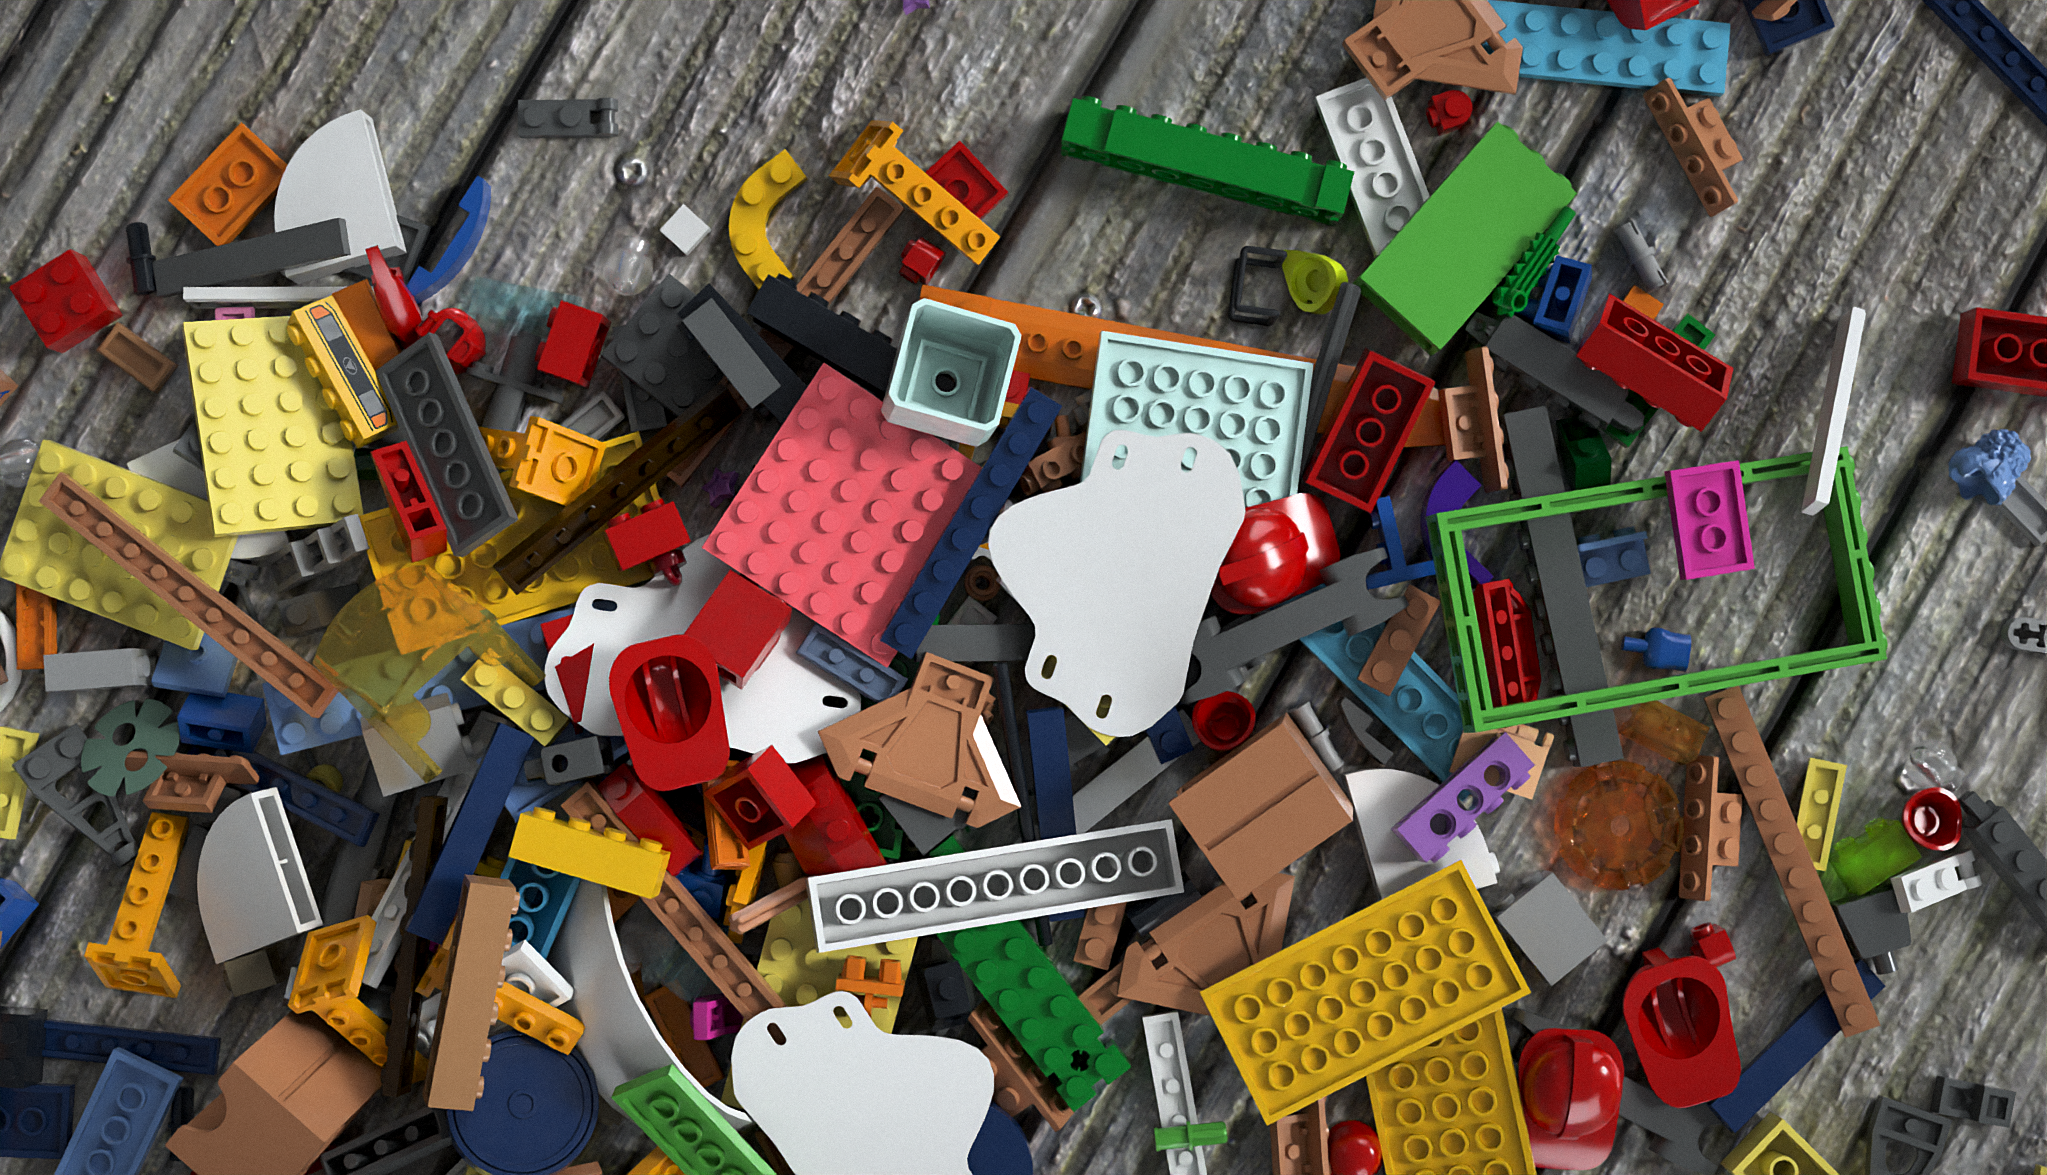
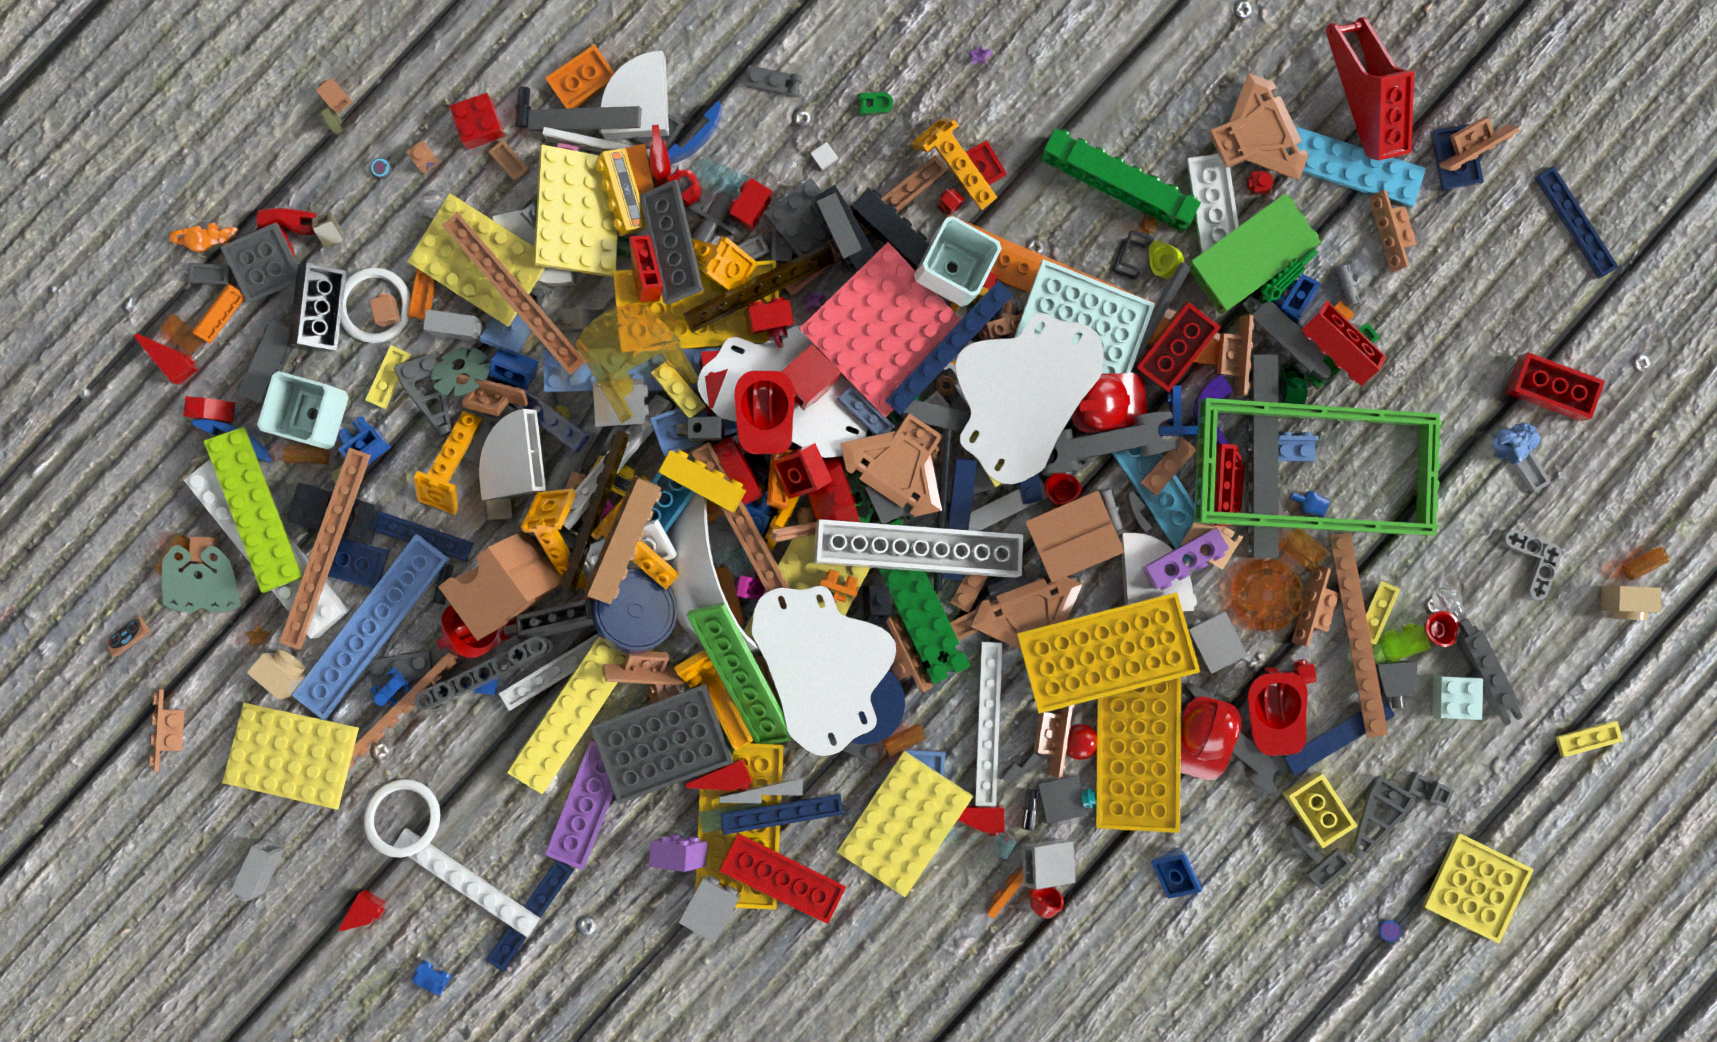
camera: 15 degrees right, 0 degrees up
(317, 553) = (586, 288): light grey slope -> none
(469, 832) = (639, 455): dark blue tile -> none
(750, 214) = (862, 155): yellow plate -> none
(764, 114) = (881, 103): none -> green plate
(1190, 1135) = (994, 711): bright green axle -> none
(1274, 227) = (1149, 225): none -> clear orange plate
(1709, 520) = (1355, 435): dark pink plate -> none
(1833, 411) = (1436, 392): white tile -> none
(1935, 881) = (1435, 663): white plate -> none
(1986, 931) = (1457, 697): none -> light aqua brick

